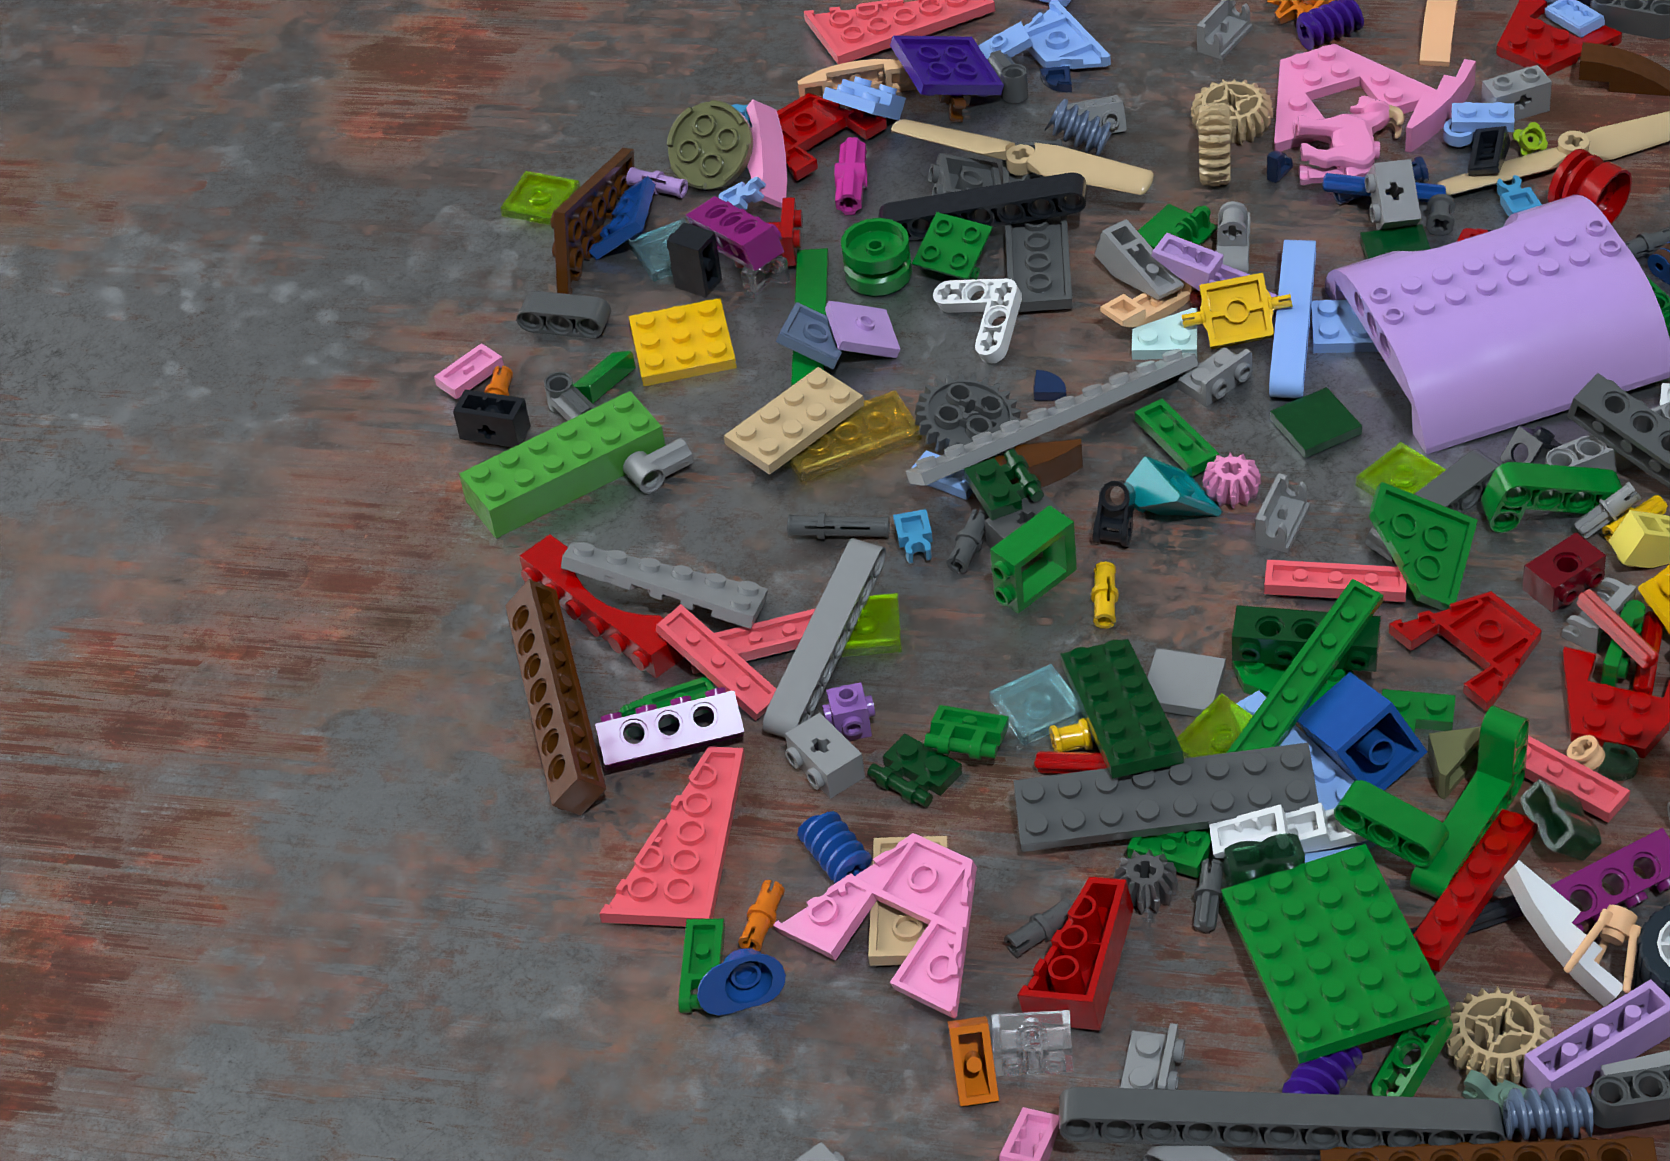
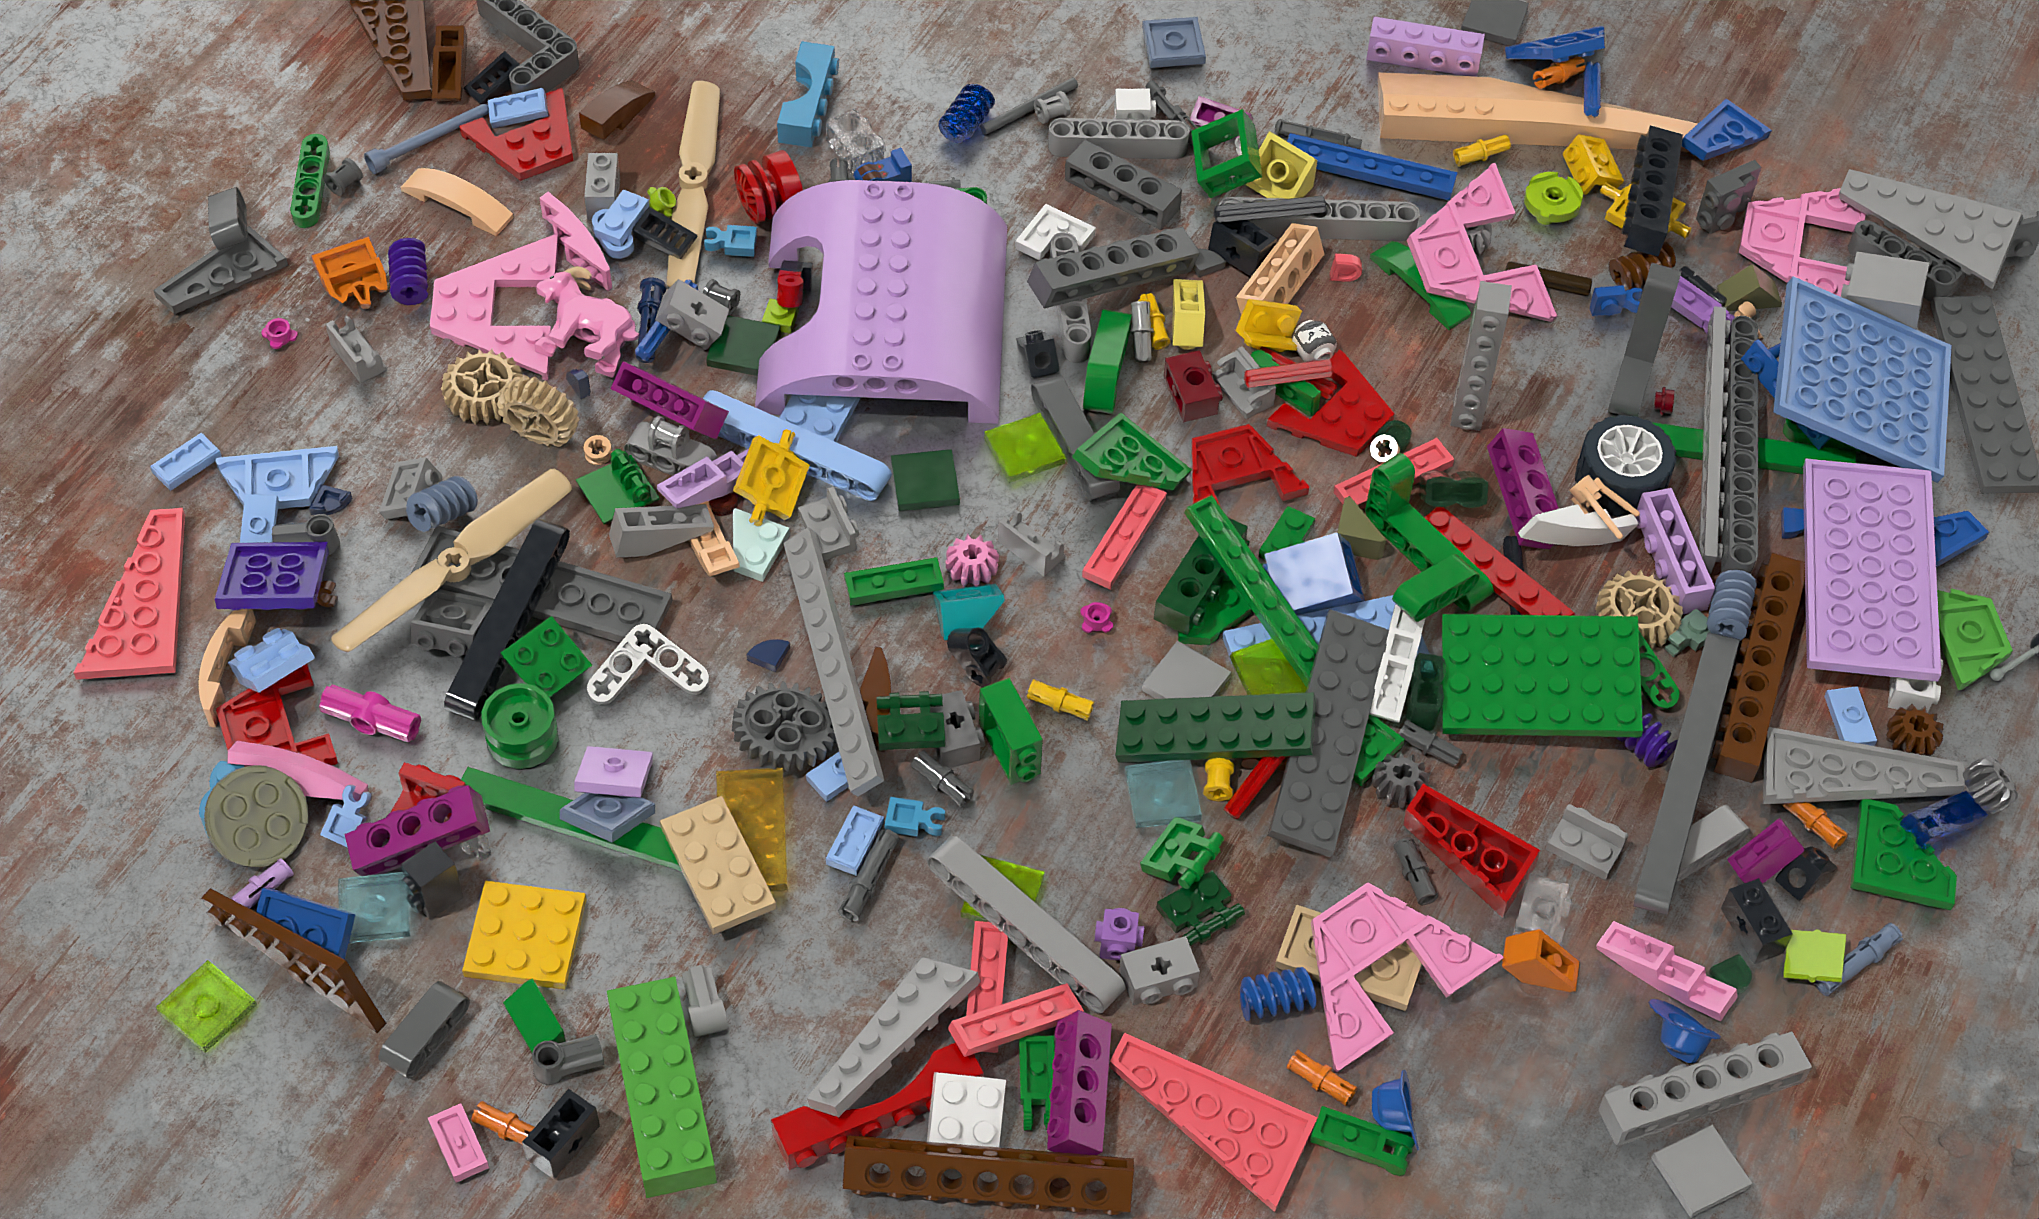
camera: 80 degrees left, 10 degrees up
(610, 659) = (966, 1110): none -> white plate
(871, 502) = (854, 840): none -> light blue plate
(1212, 199) = (594, 442): none -> light nougat bush
(1220, 592) = (1099, 611): none -> dark pink plate
(1275, 213) = (669, 400): none -> magenta brick

